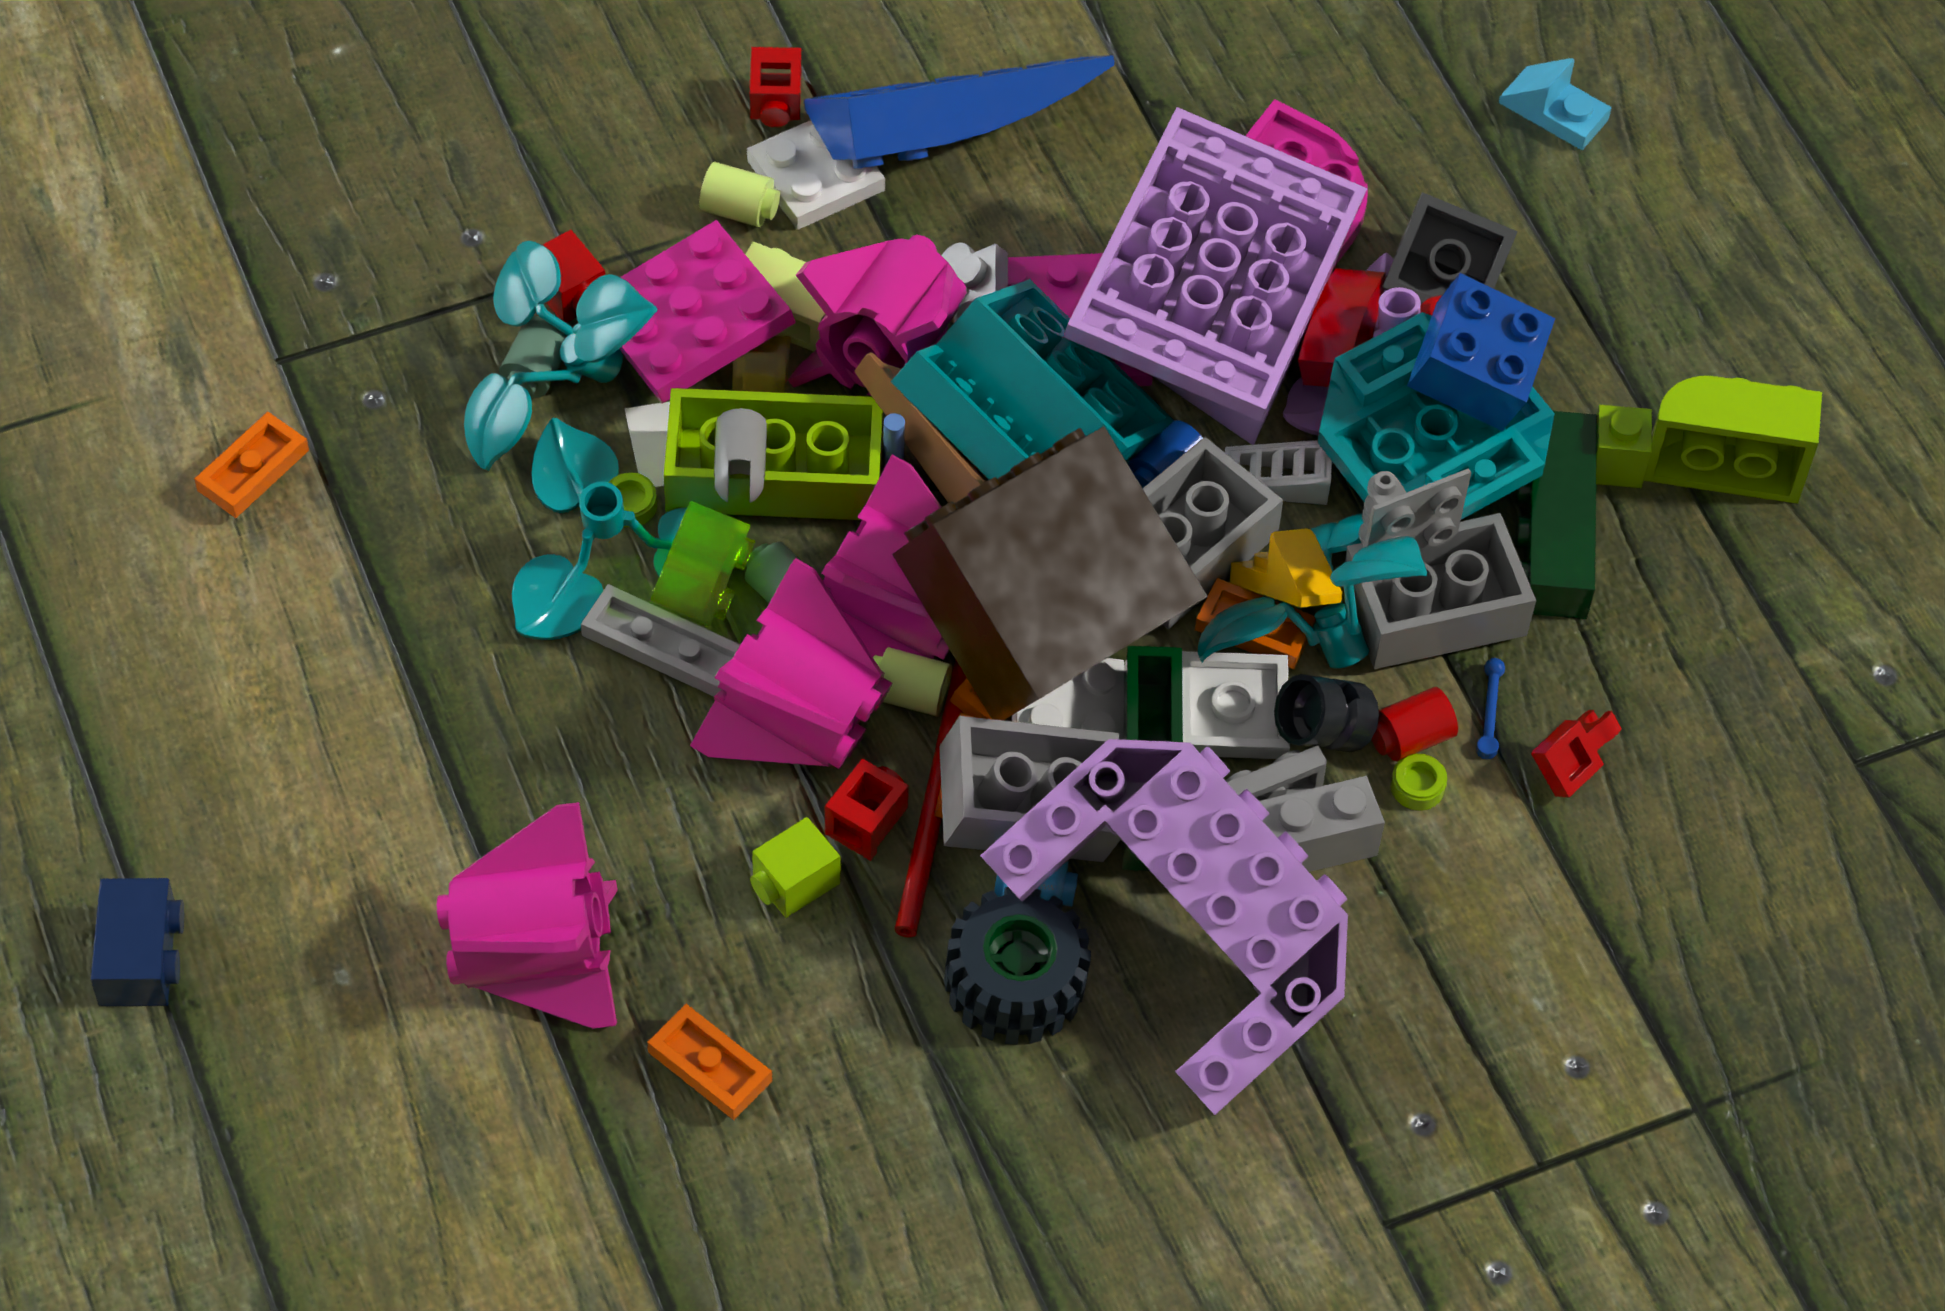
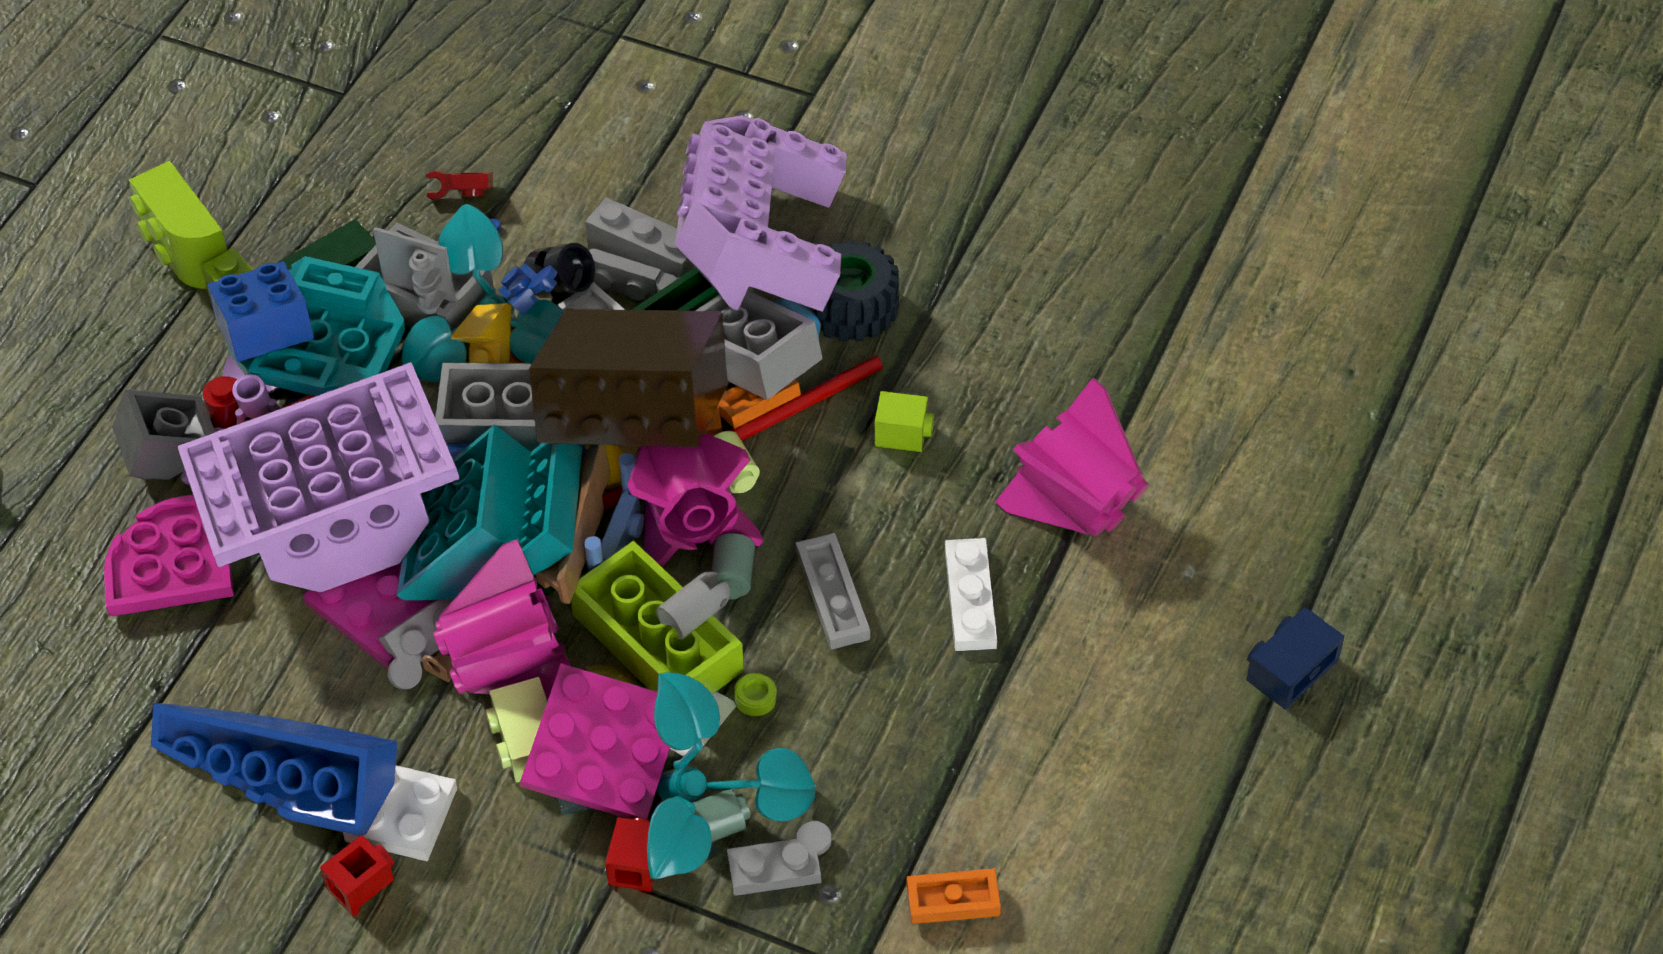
camera: 130 degrees left, 5 degrees down
(442, 380) = (781, 862): none -> light grey hinge
(533, 756) = (970, 594): none -> white plate
(567, 473) = (858, 674): teal plant -> none
(701, 565) = (773, 598): clear neon green brick -> none
(709, 1061) = (1047, 373): orange plate -> none
(738, 195) = (472, 819): yellowish green brick -> none
(796, 684) = (807, 482): dark pink brick -> none
(850, 812) = (831, 418): red brick -> none
(1303, 623) = (523, 282): none -> blue hinge
(1415, 724) = (518, 245): red brick -> none
(1418, 782) = (547, 233): lime tile -> none

